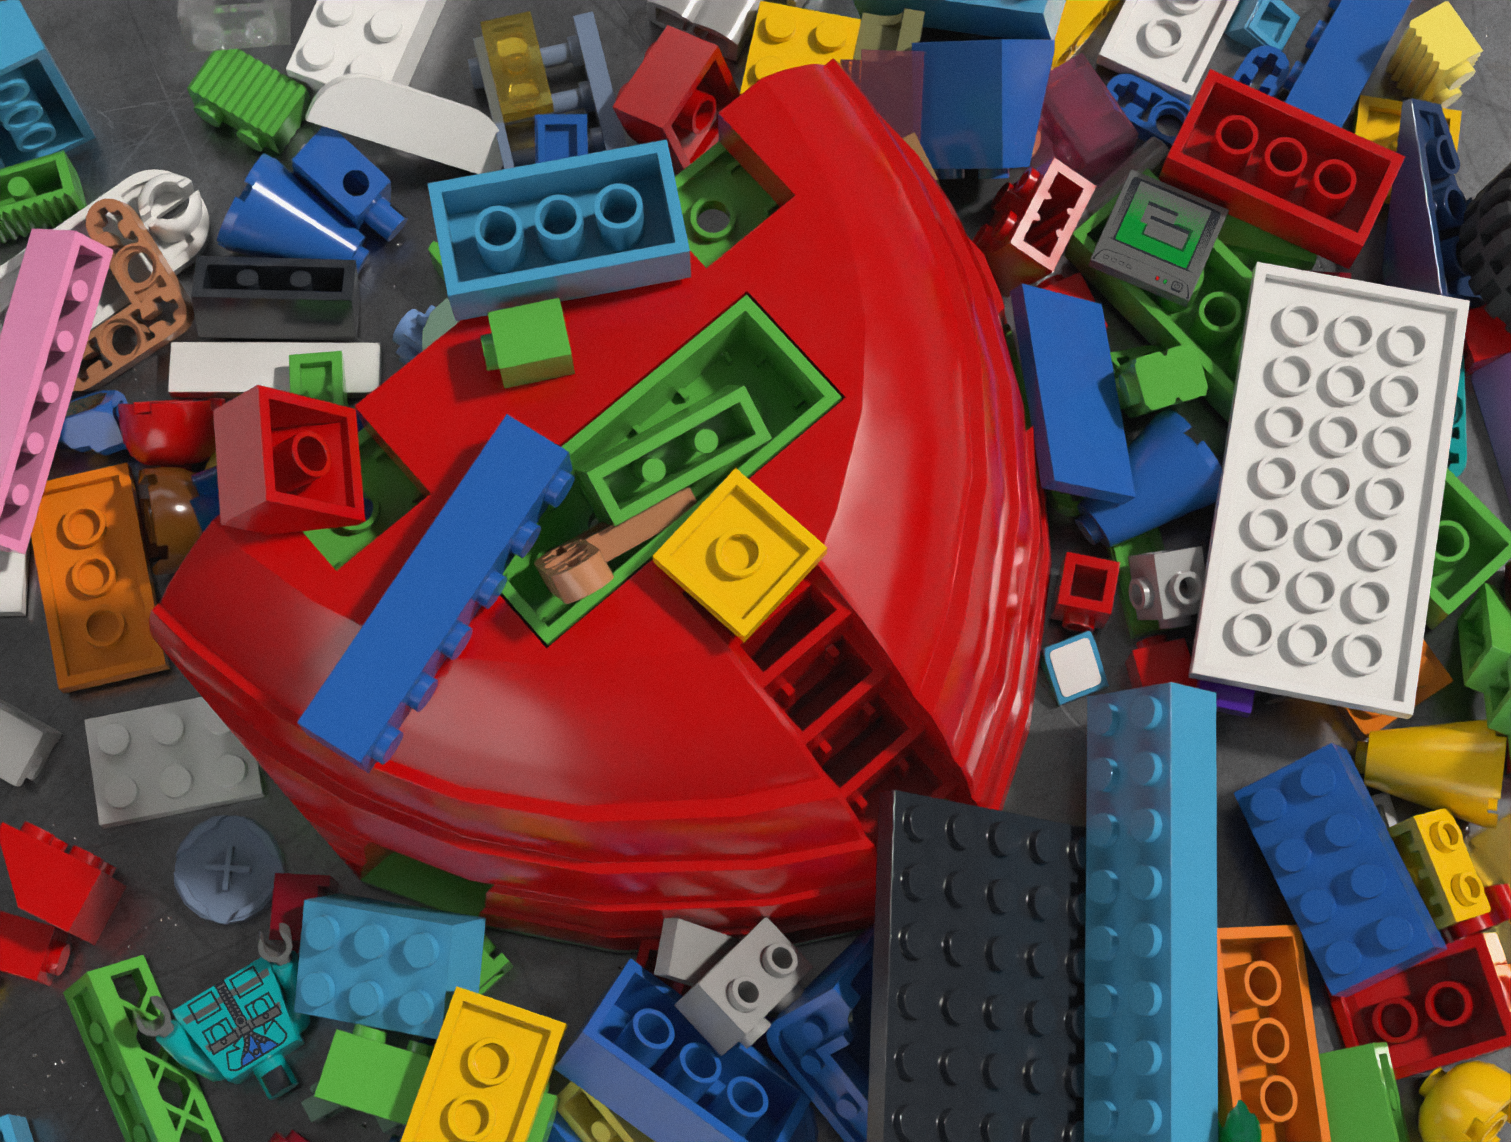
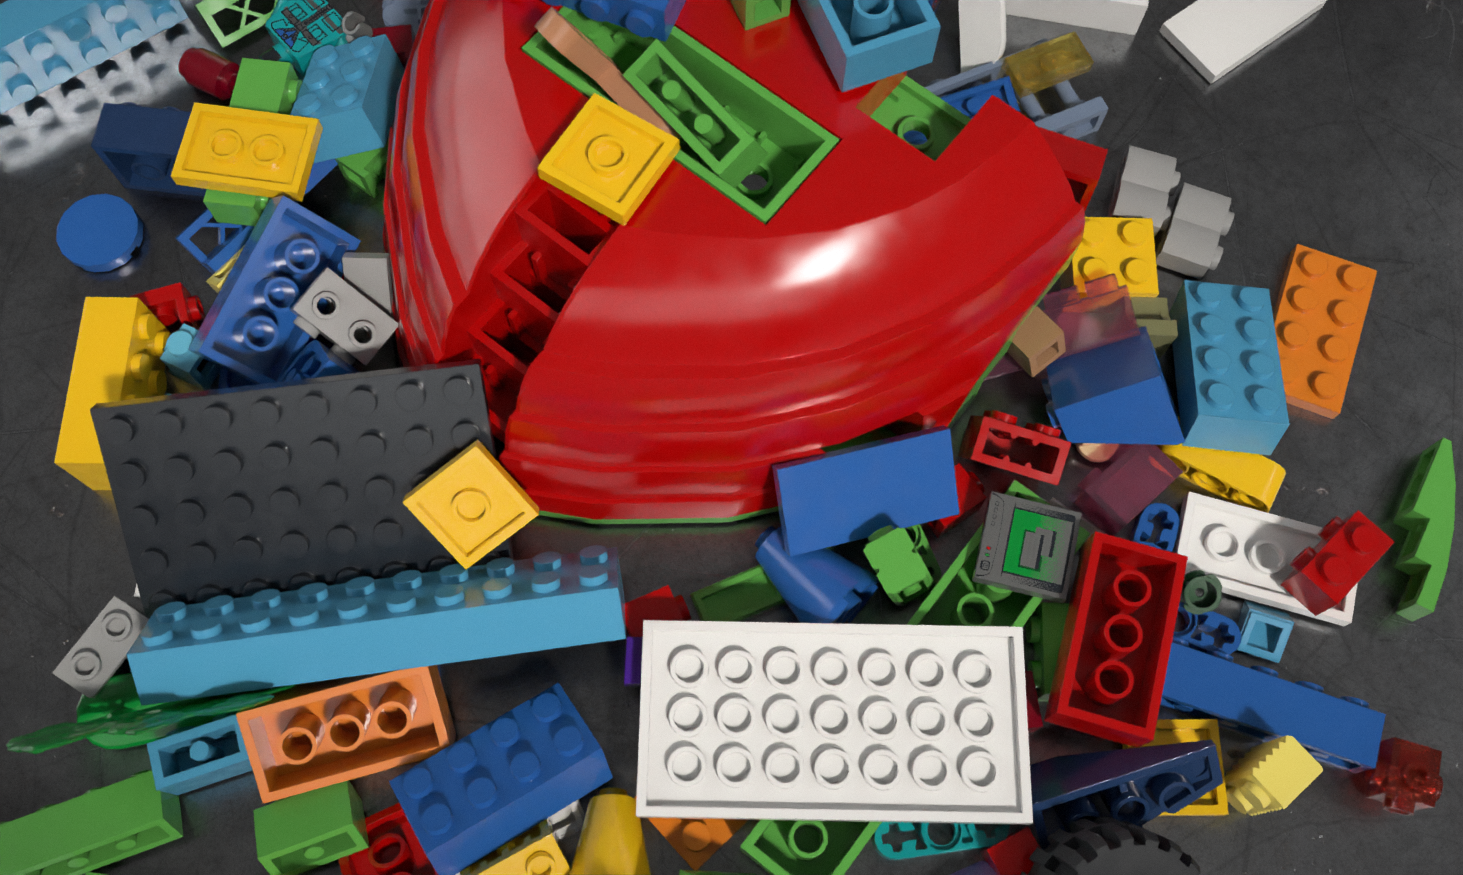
camera: 80 degrees right, 5 degrees down
(1039, 842) = (471, 504): none -> yellow plate
(1073, 668) = (654, 551): white slope -> none
(1084, 592) = (712, 542): red brick -> none
(1167, 585) = (736, 592): light grey brick -> none
(1225, 61) = (1211, 592): none -> dark green plate

